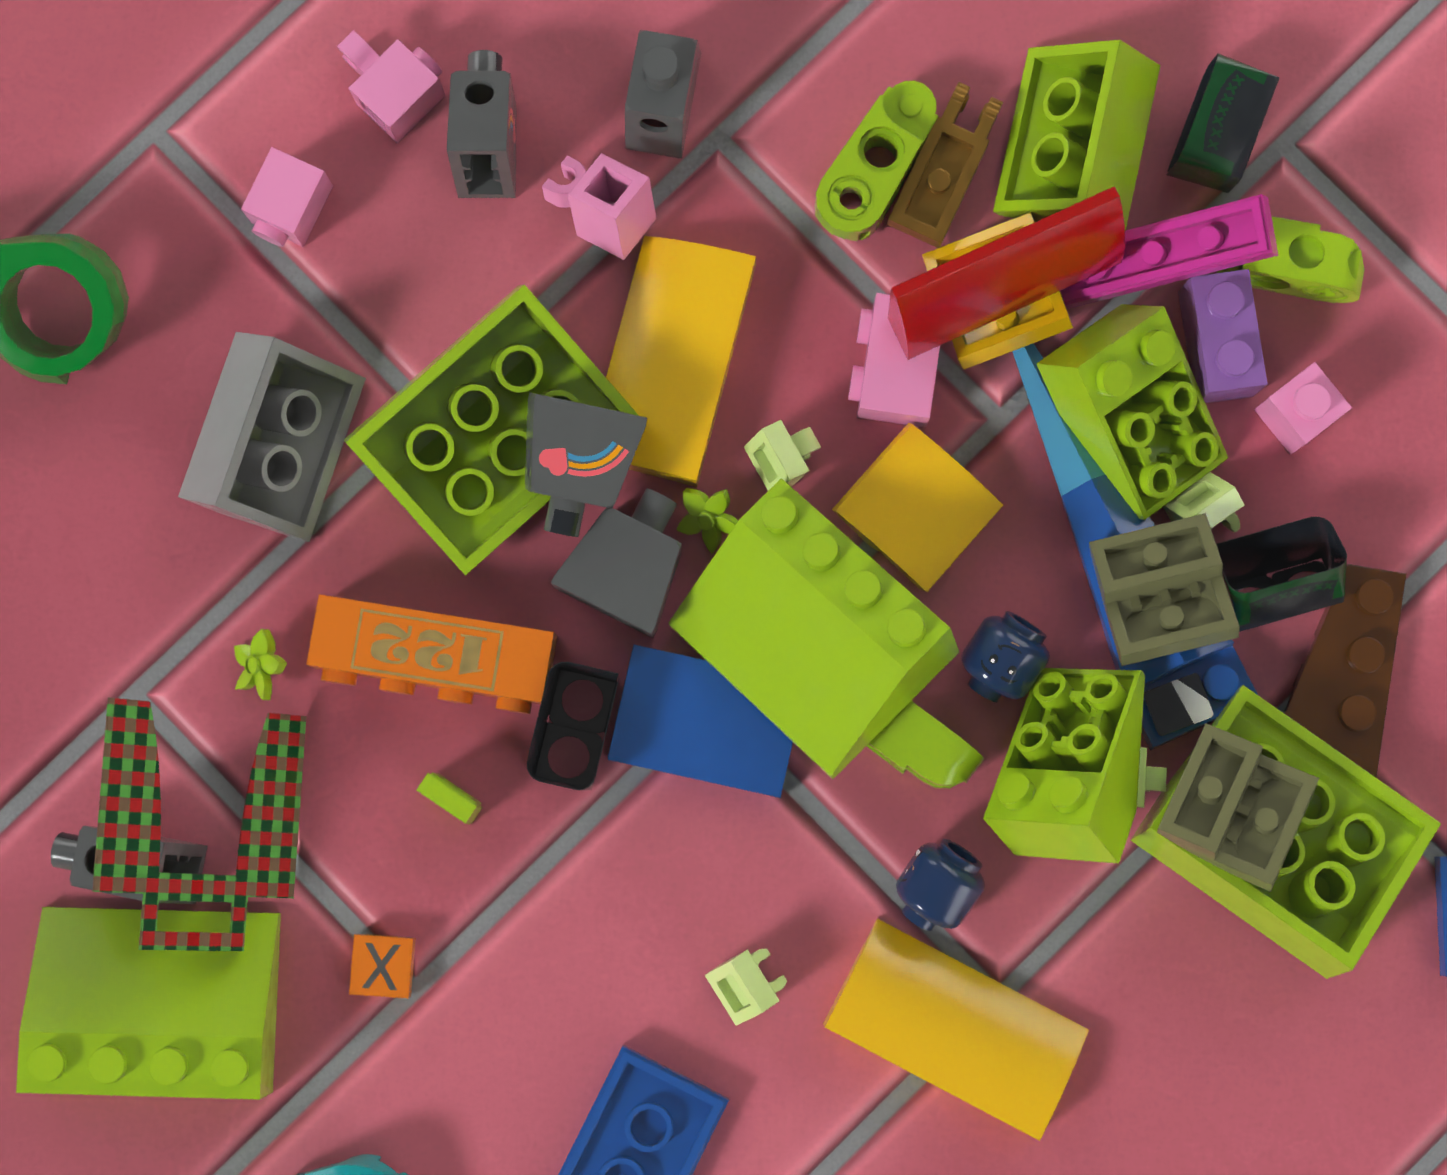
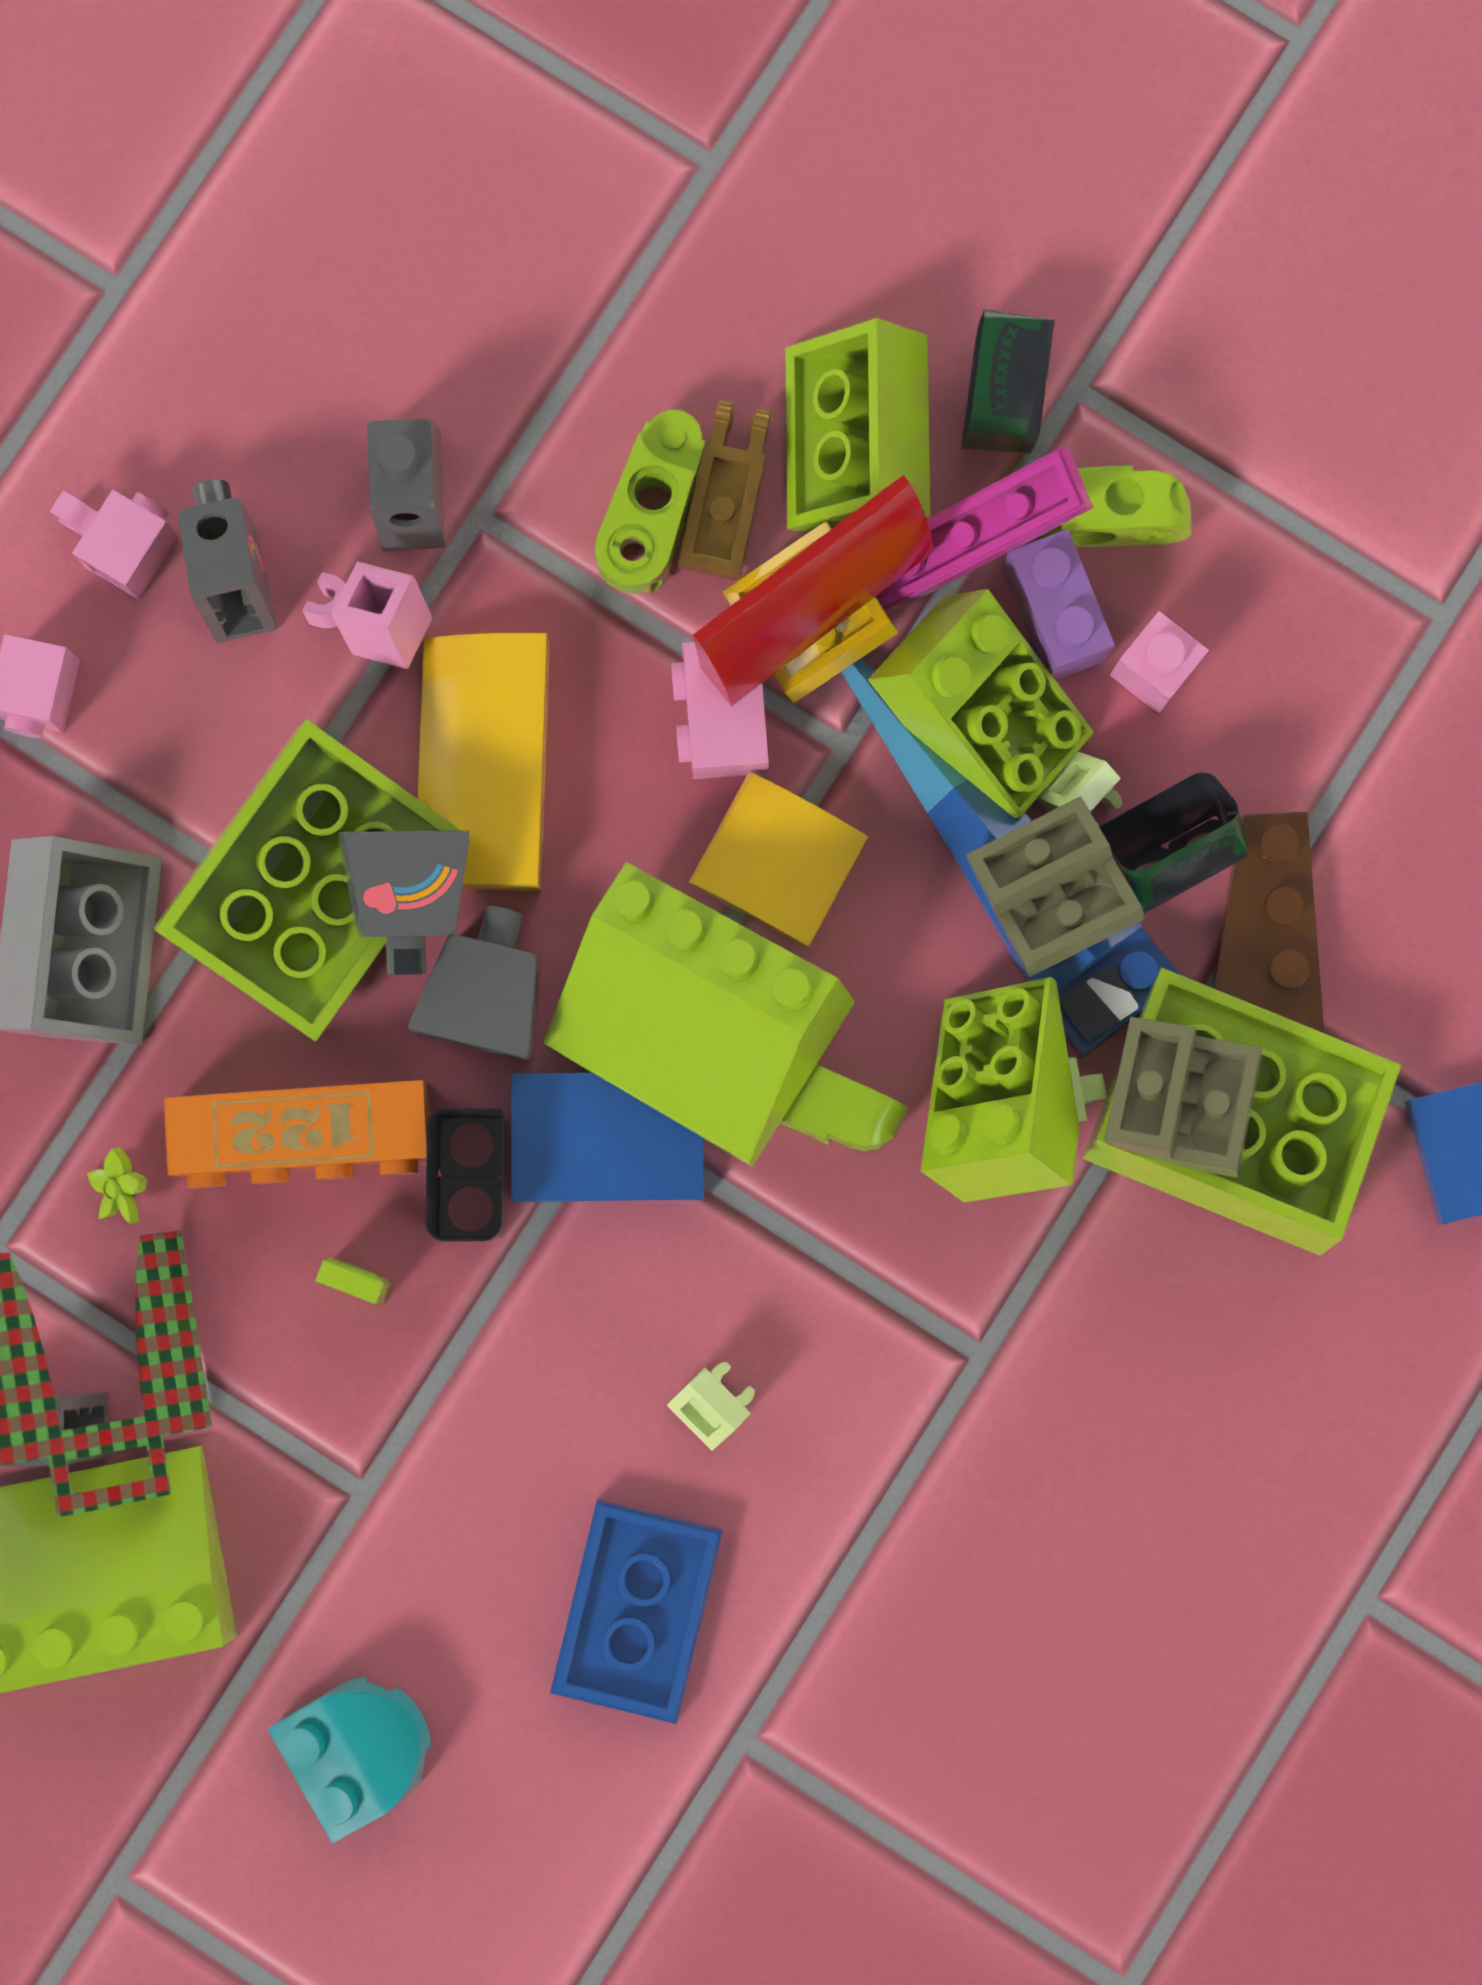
camera: 15 degrees left, 0 degrees up
(382, 966) = (323, 1475): orange tile -> none
(707, 515) = (558, 920): lime plant -> none
(781, 455) = (621, 837): yellowish green tile -> none
(940, 885) = (893, 1252): dark blue head -> none
(957, 1029) = (945, 1399): yellow slope -> none
(1005, 657) = (906, 996): dark blue head -> none

